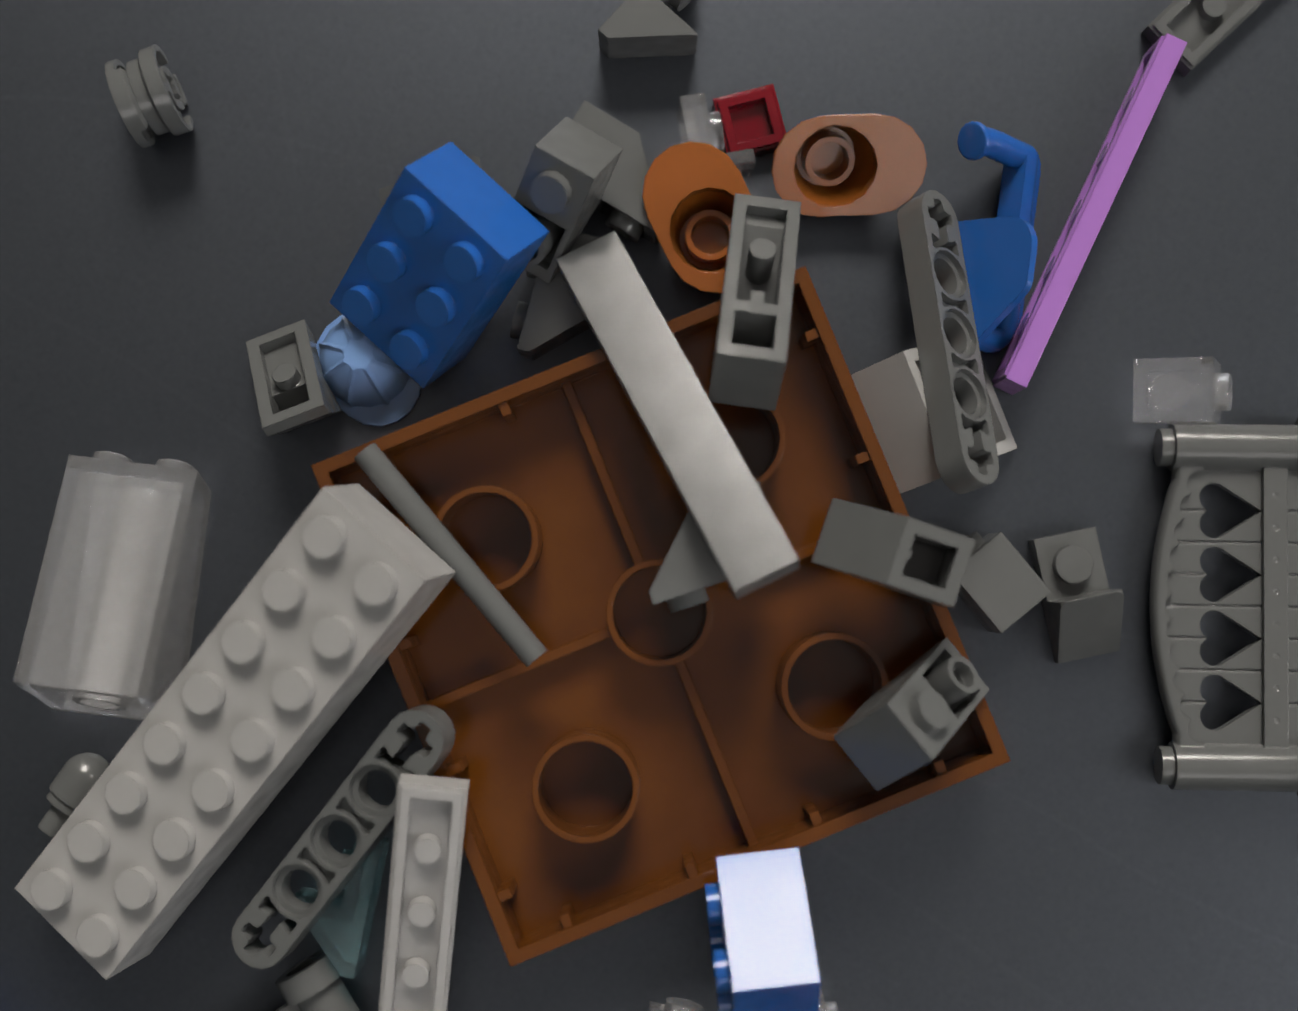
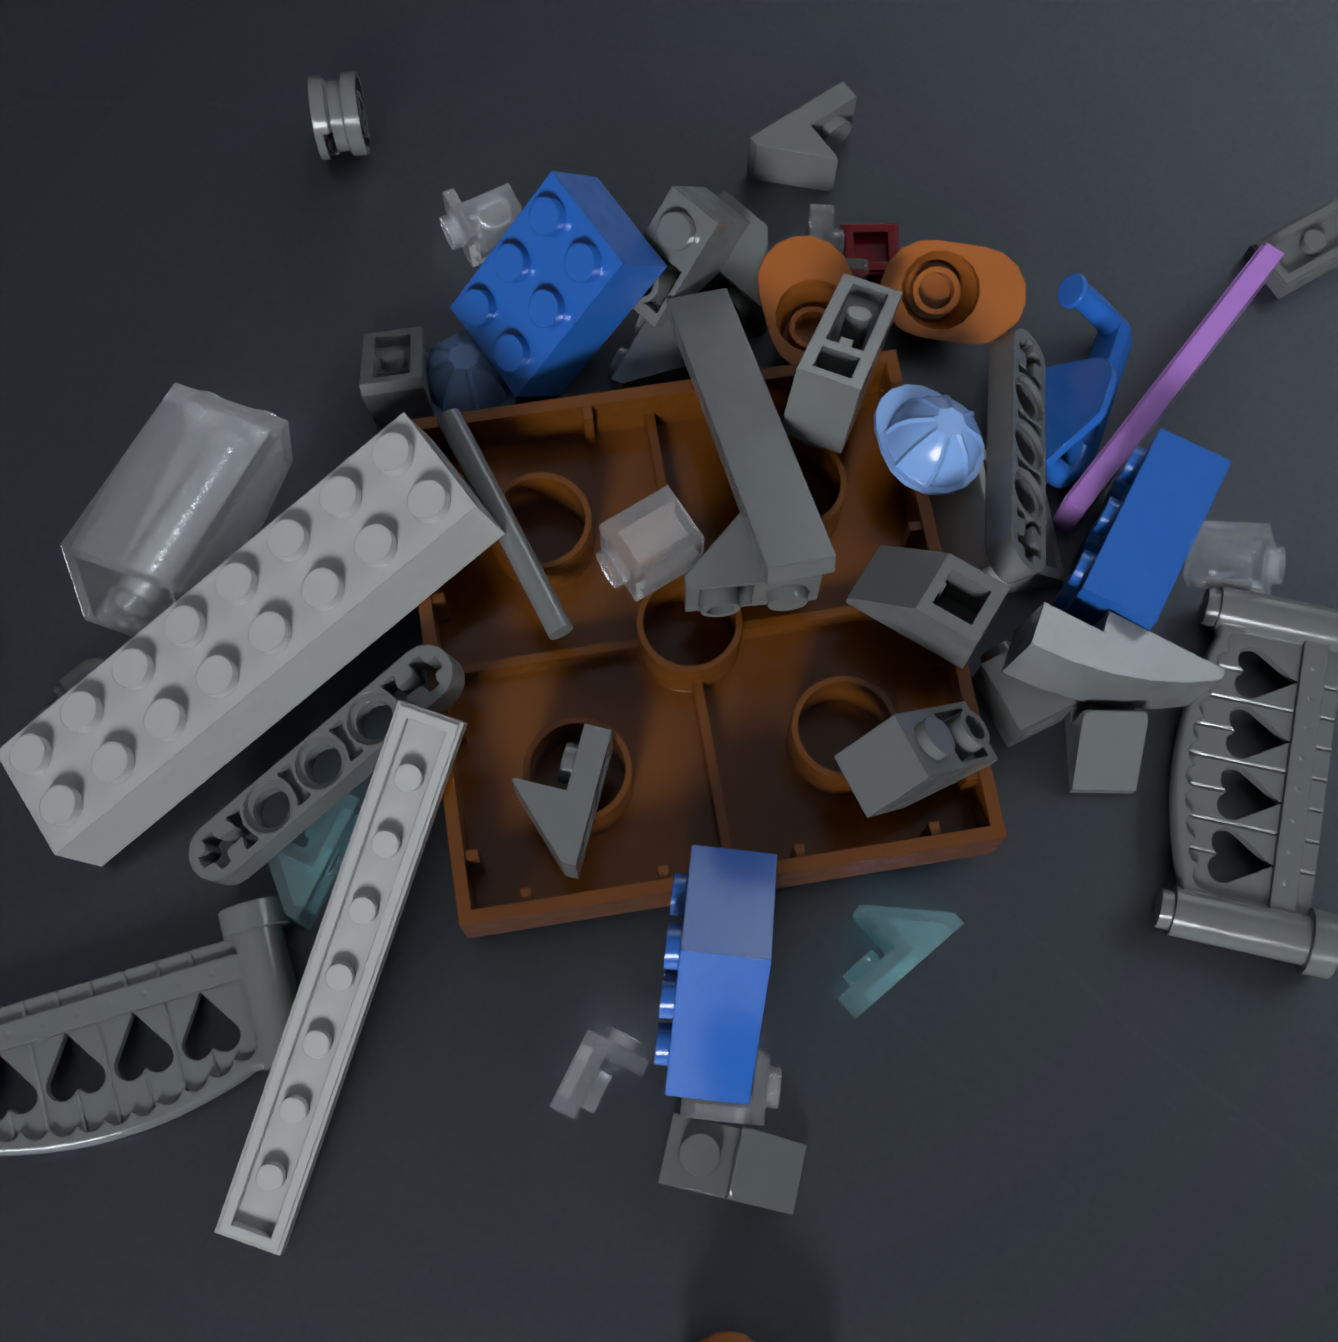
camera: 15 degrees right, 15 degrees down
(339, 182) = (478, 222): none -> clear bracket
(586, 852) = (568, 815): none -> dark grey slope
(602, 554) = (649, 544): none -> clear brick
(857, 361) = (928, 440): none -> medium blue piece
(933, 858) = (905, 939): none -> clear light blue slope
(1070, 550) = (1106, 662): none -> dark grey slope
(1088, 411) = (1143, 532): none -> blue brick

